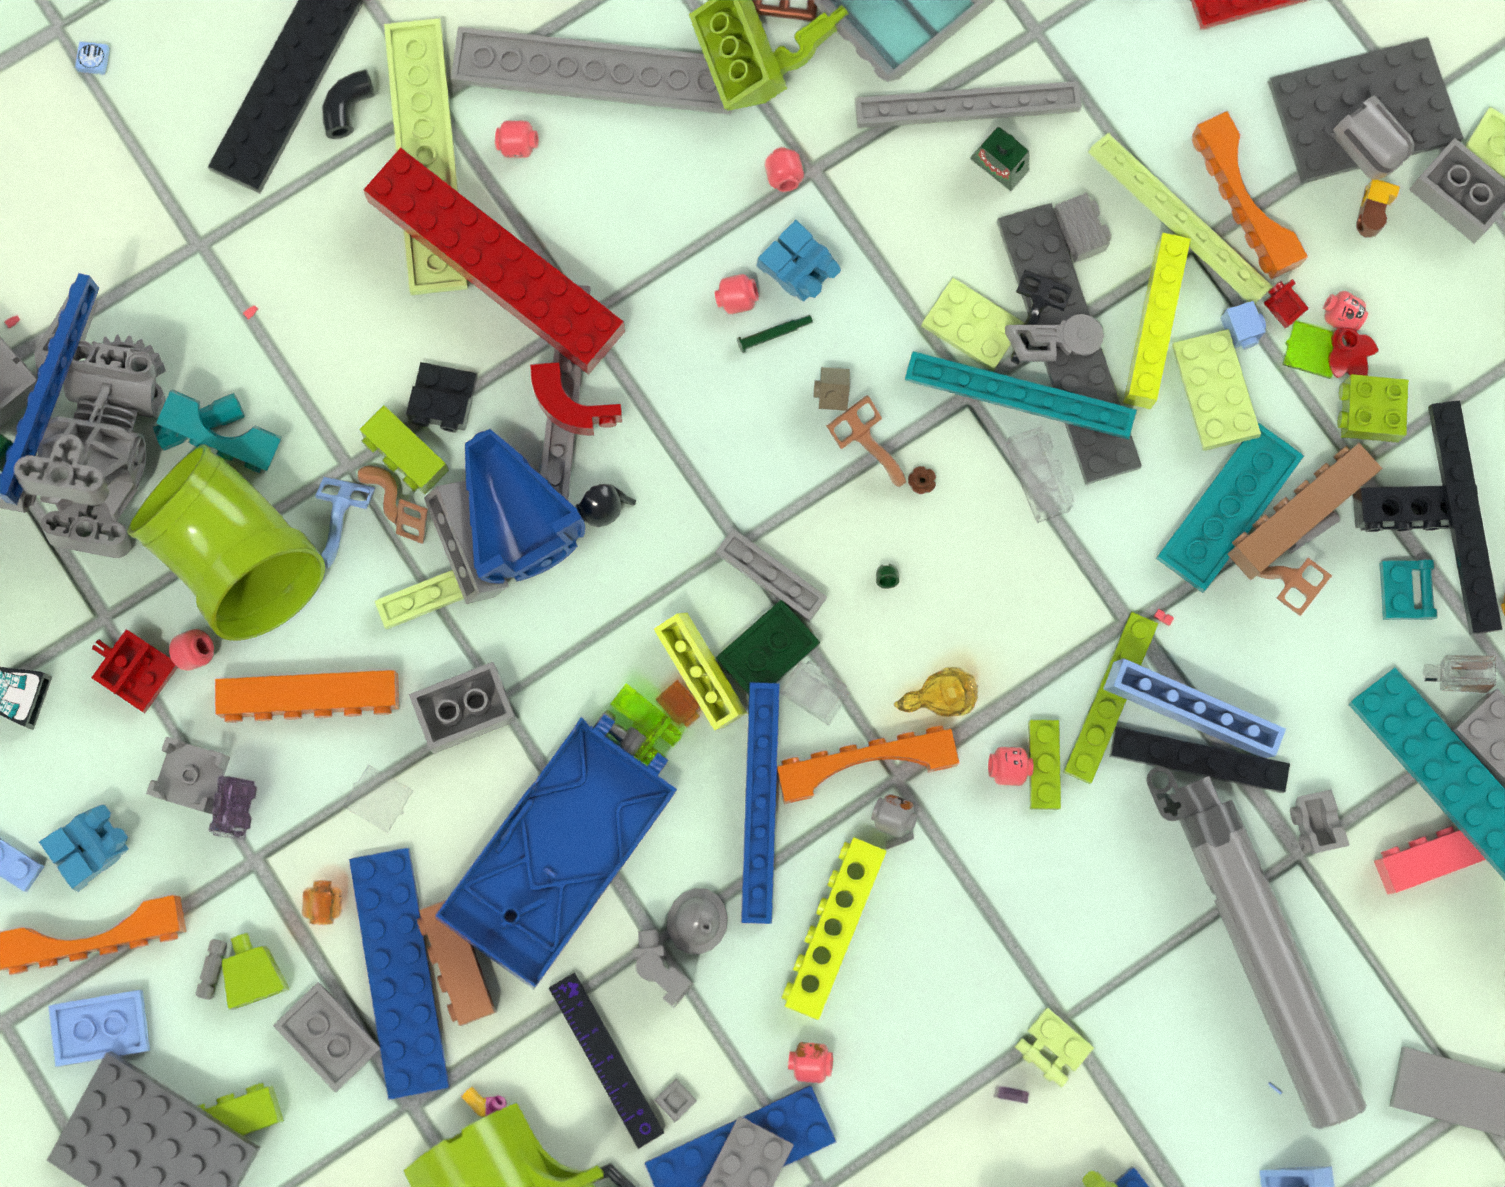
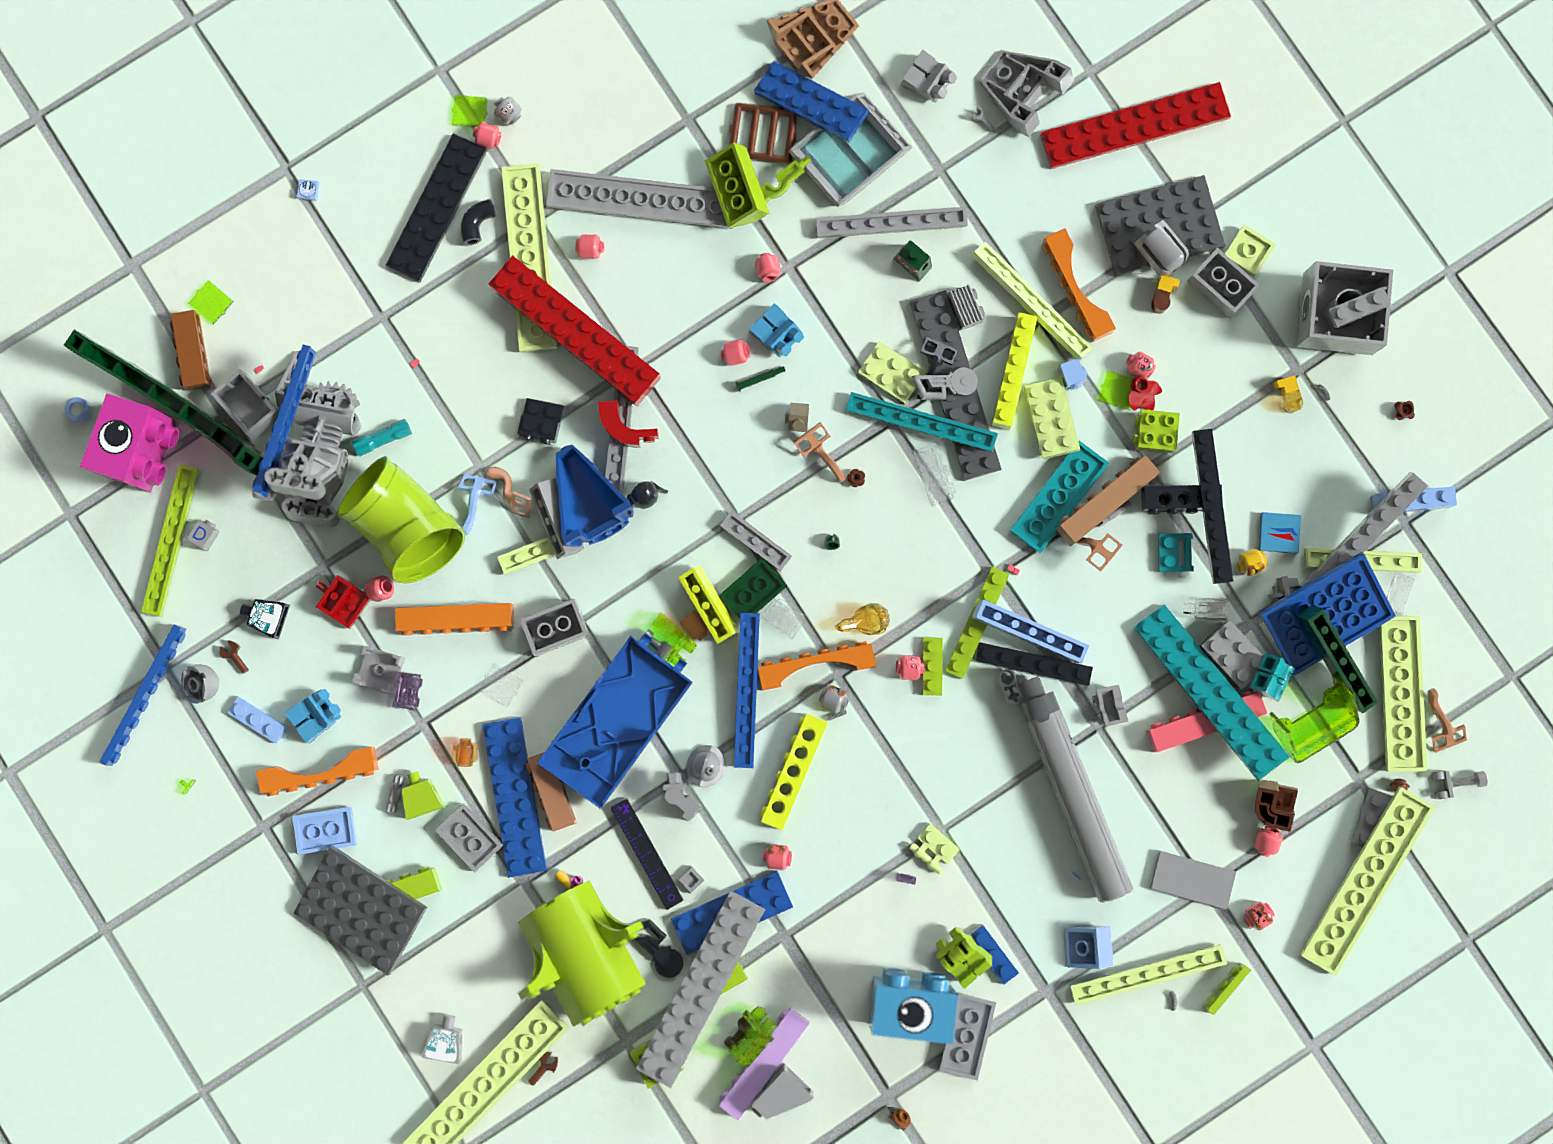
camera: 10 degrees right, 5 degrees up
(183, 416) = (372, 436): teal arch -> none
(403, 450) = (515, 457): lime brick -> none
(1285, 303) = (1100, 359): red bracket -> none

